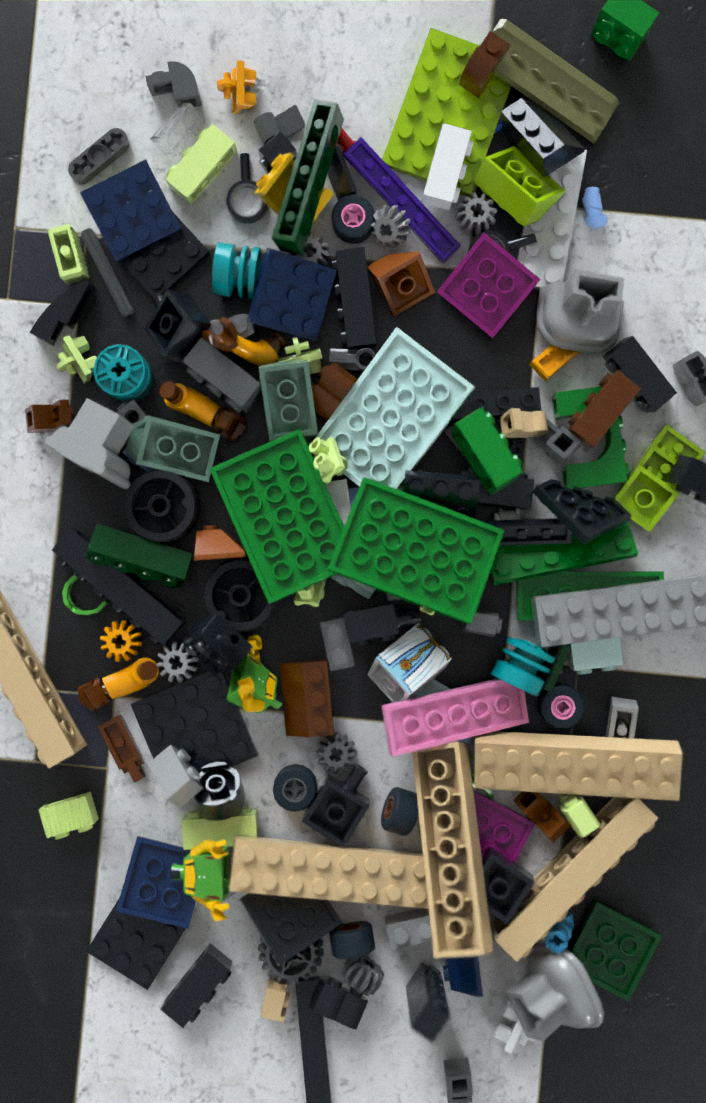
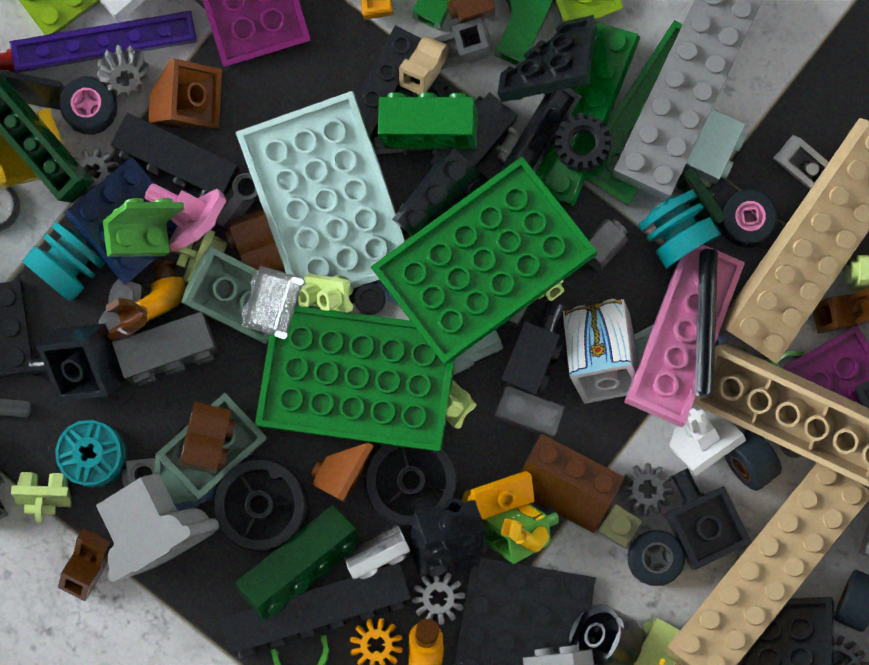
camera: 55 degrees left, 5 degrees down
(179, 441) = (206, 437): none -> reddish brown brick
(179, 603) = (376, 551): none -> tile
(202, 408) = (178, 397): piece -> none
(270, 662) = (504, 494): none -> light orange plate
(288, 305) = (140, 228): none -> bright green bracket
(297, 426) = (271, 302): none -> clear brick
(299, 751) = (619, 526): none -> olive brick
(322, 334) = (195, 219): none -> bright pink piece
(343, 490) = (370, 299): none -> black tile
(392, 773) = (704, 440): none -> white piece
(470, 725) = (706, 323): none -> black axle
(553, 557) = (583, 124): none -> black tyre

